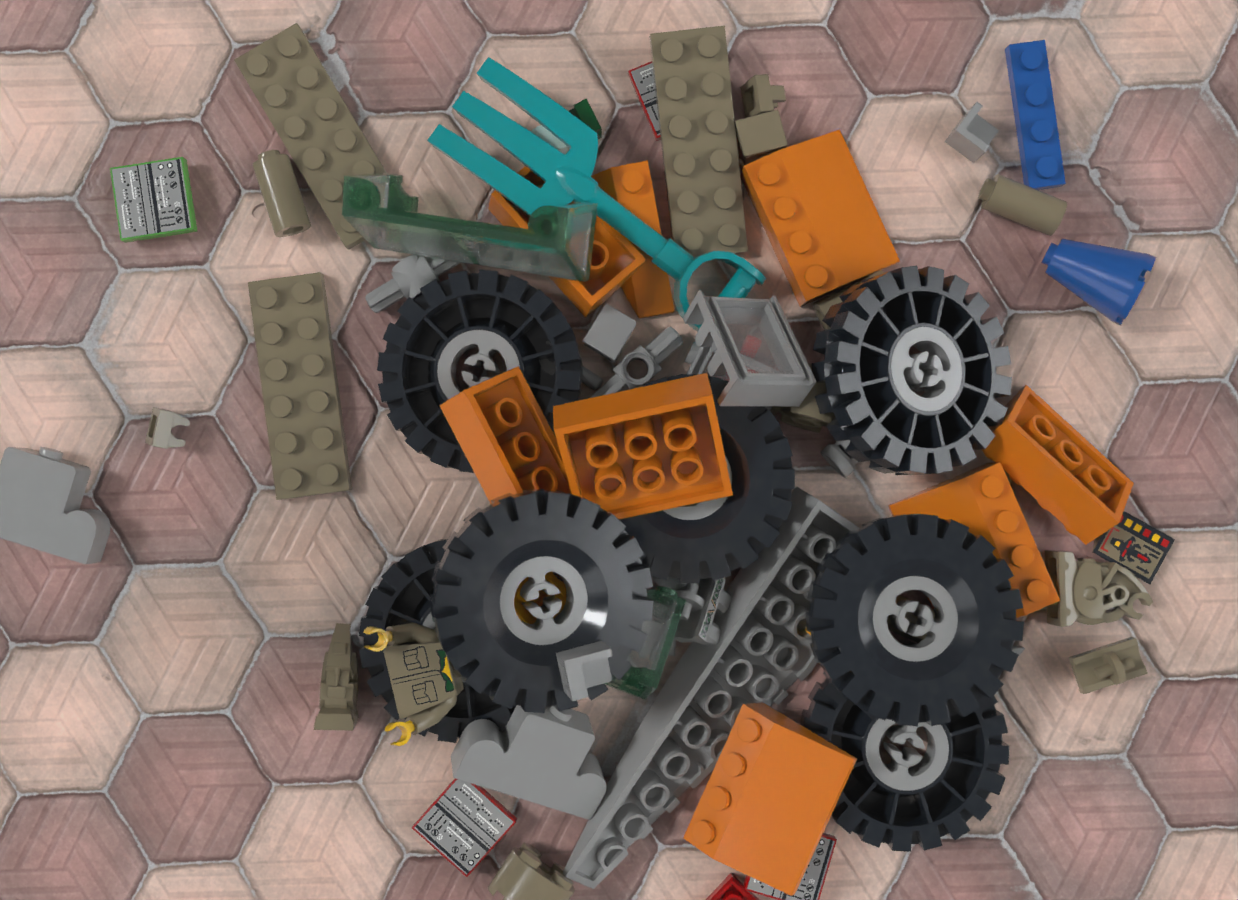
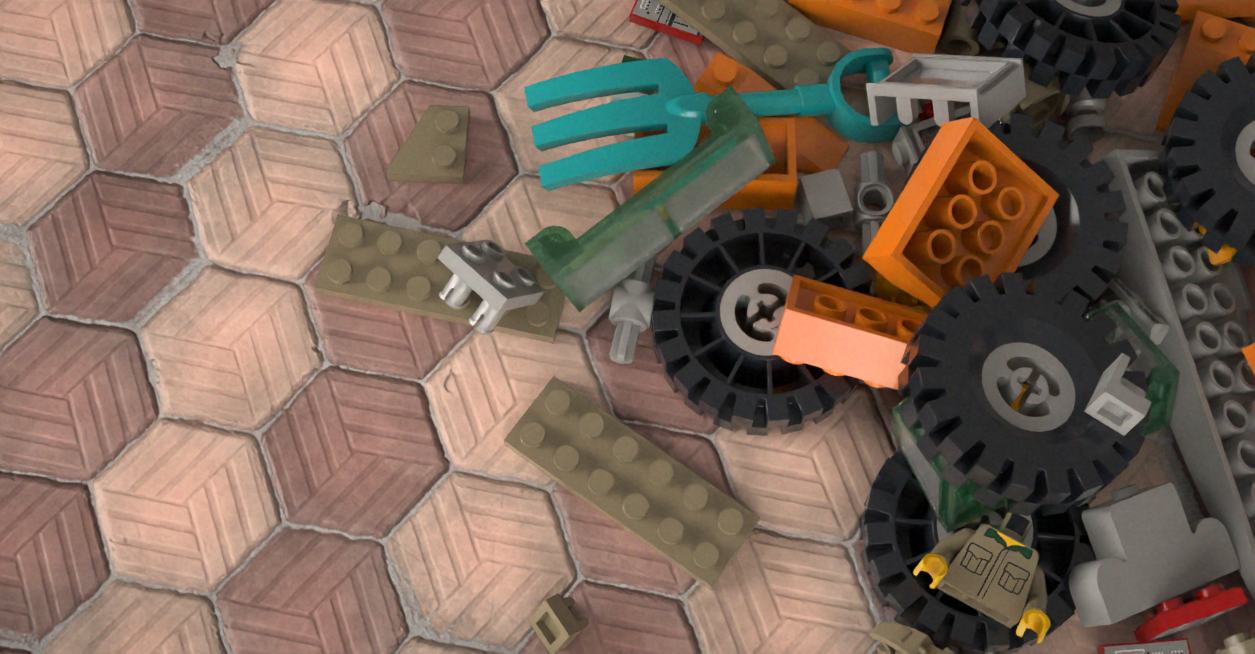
camera: 45 degrees left, 20 degrees down
(153, 199) = (359, 452): light grey tile -> none
(281, 193) = (460, 347): dark tan brick -> none
(321, 164) = (492, 276): none -> light grey plate
(408, 37) = (434, 148): none -> dark tan wing
(526, 817) = (1179, 615): none -> red tile

